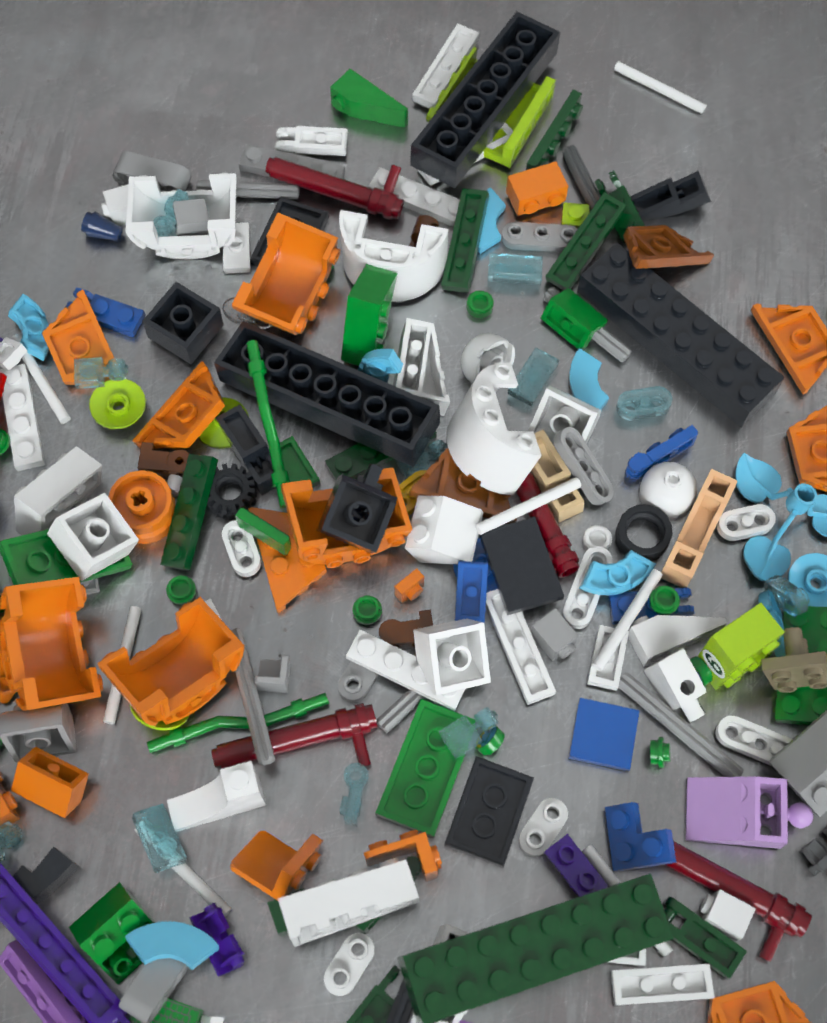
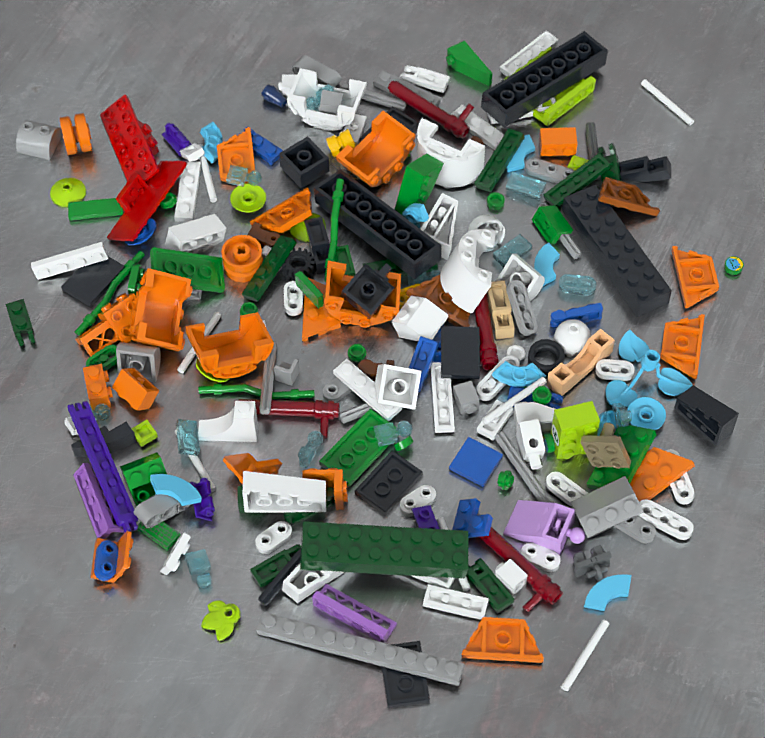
camera: 20 degrees right, 10 degrees down
(87, 851) = (144, 433): none -> lime plate
(92, 536) = (206, 261): white brick -> none
(227, 277) = (338, 143): none -> yellow wheel
(410, 586) = (387, 346): orange plate -> none
(528, 505) = (477, 319): white bar -> none
(559, 128) = (586, 110): dark green plate -> none
(755, 862) = (539, 558): none -> white plate

